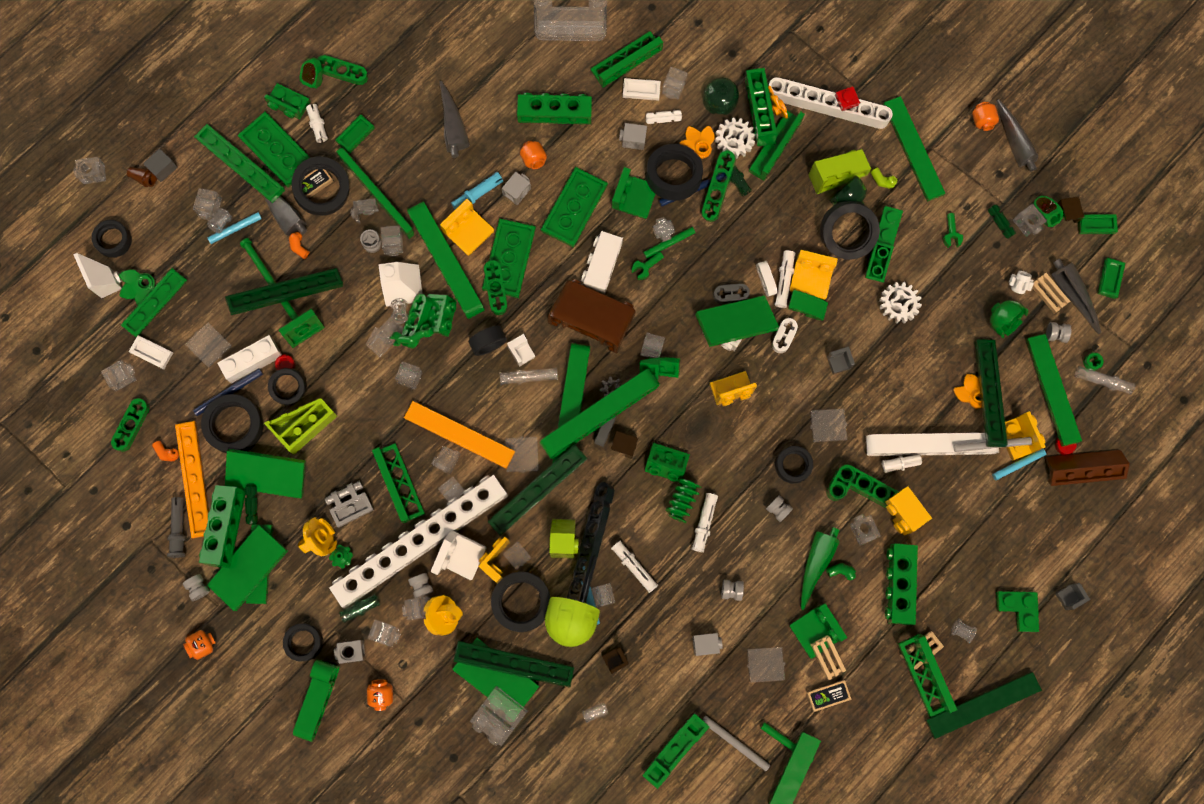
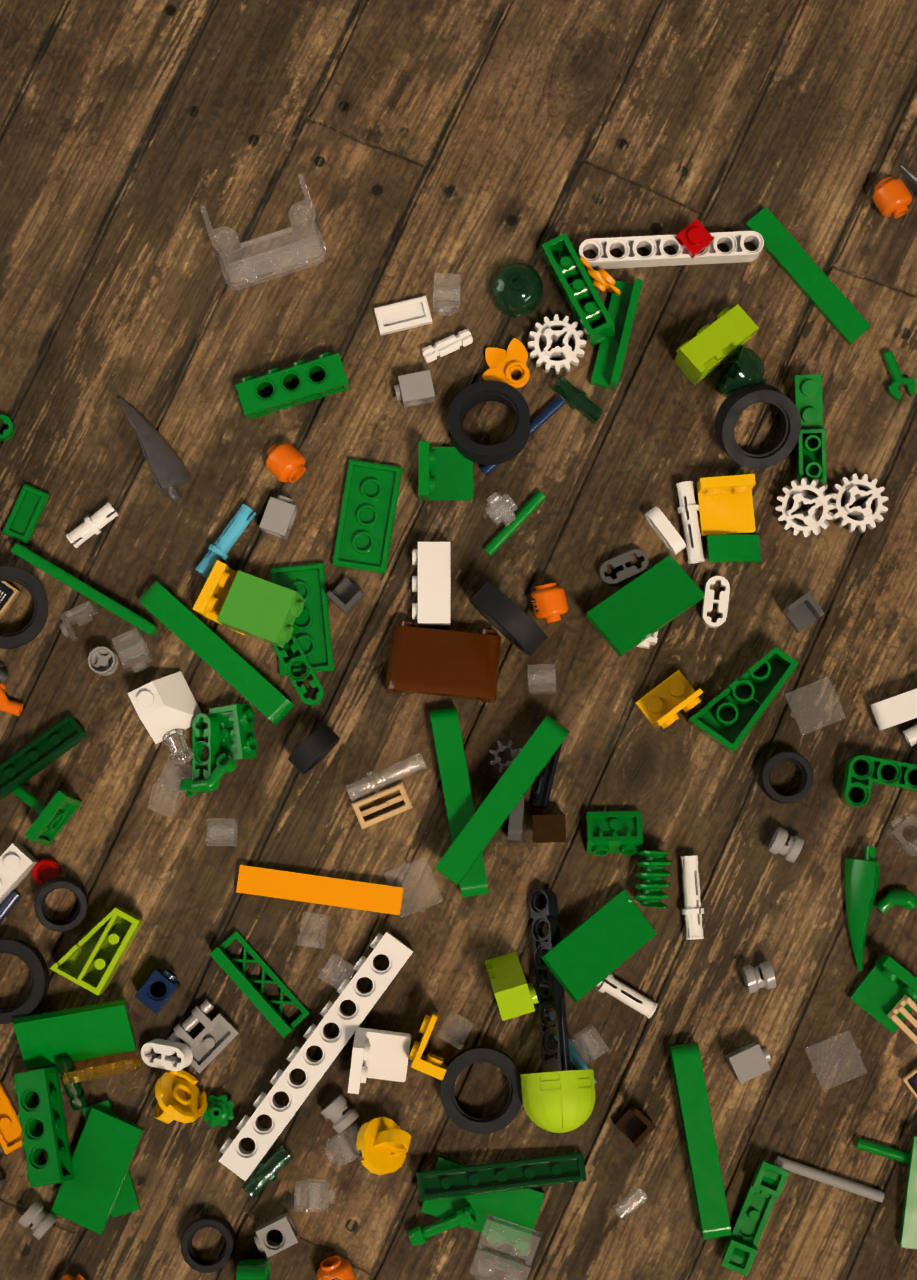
camera: 15 degrees left, 5 degrees up
(273, 503) = (101, 1071): none -> clear yellow tile
(319, 511) = (166, 1049): none -> white beam
(321, 463) = (147, 995): none -> dark blue brick
(394, 154) = (92, 525): none -> white pin
(478, 682) = (421, 1233): none -> green bar
(484, 239) = (261, 609): none -> bright green brick
(520, 350) = (363, 744): white panel -> none
(524, 394) = (403, 796): none -> tan tile
(537, 490) = (452, 931): dark green tile -> none
(543, 252) = (346, 596): none -> dark grey panel
(627, 62) = (373, 282): green fence -> none
(631, 531) = (599, 945): none -> green tile
(634, 413) = (546, 781): none -> black axle
(644, 298) = (508, 619): none -> black tyre
(645, 266) = (495, 565): green bar -> none
(656, 687) = (700, 1141): none -> green beam
(661, 366) = (560, 703): green slope -> none
(674, 299) = (549, 602): none -> orange head
(720, 186) = (561, 421): green beam -> none
(777, 408) = (741, 705): none -> green wedge
(862, 286) = (809, 516): none -> white gear
(886, 182) = (780, 337): lime arm -> none

